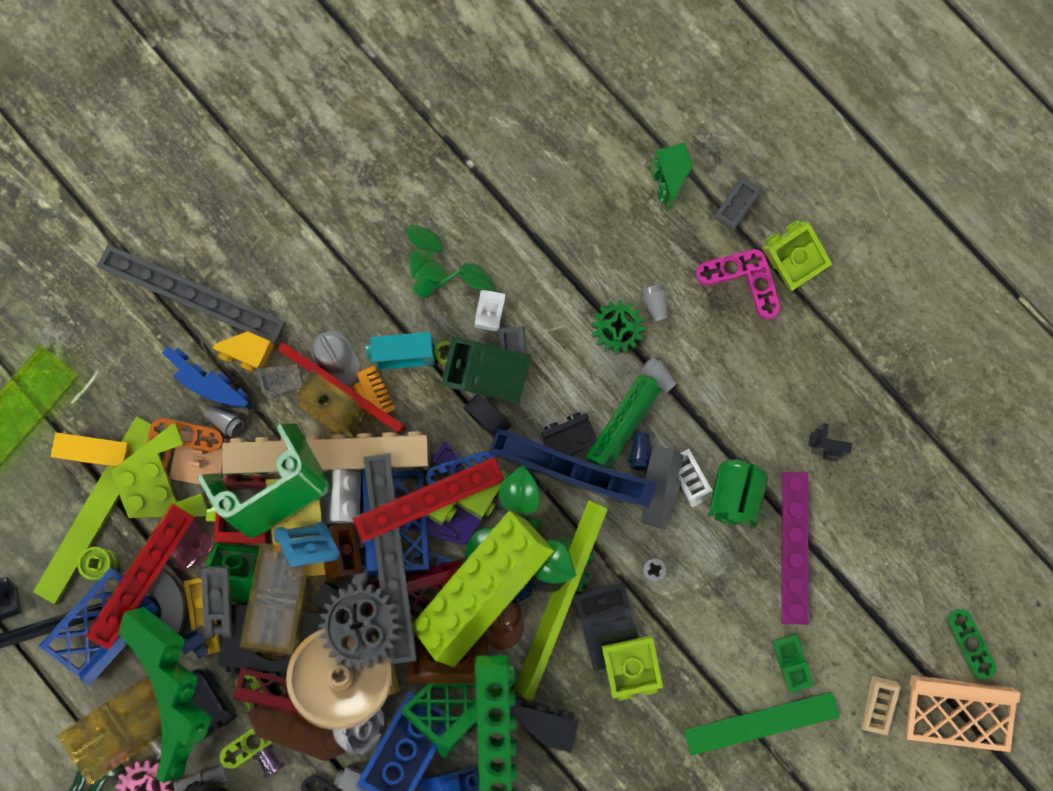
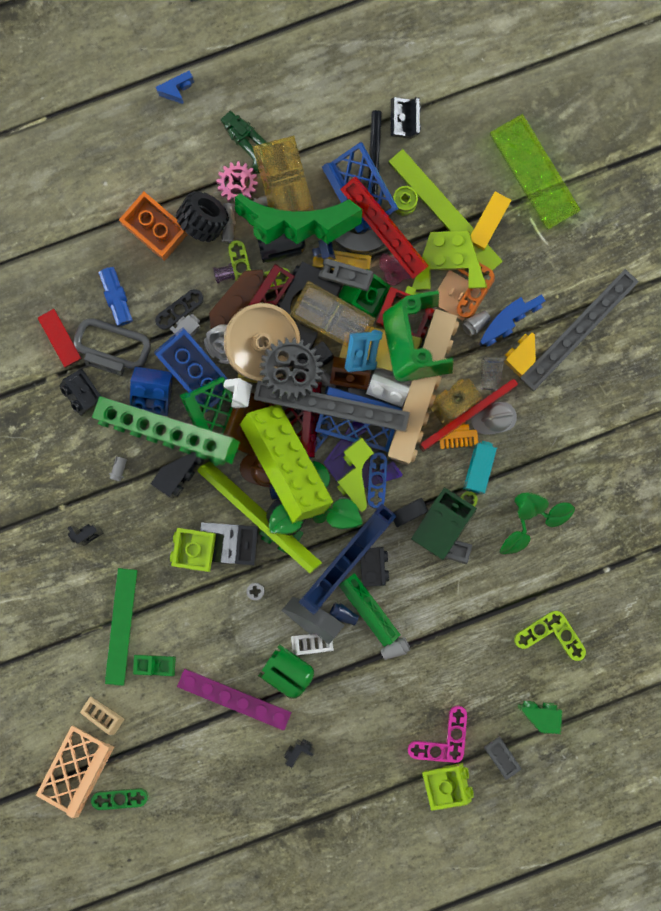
camera: 105 degrees right, 5 degrees up
(411, 680) = (241, 392): none -> white panel
(428, 499) = (362, 448): red tile -> none
(489, 310) = (487, 542): white bracket -> none
(562, 194) = (557, 629): none -> lime beam
(627, 327) = (445, 624): green gear -> none
(655, 301) = (450, 668): light grey cone -> none

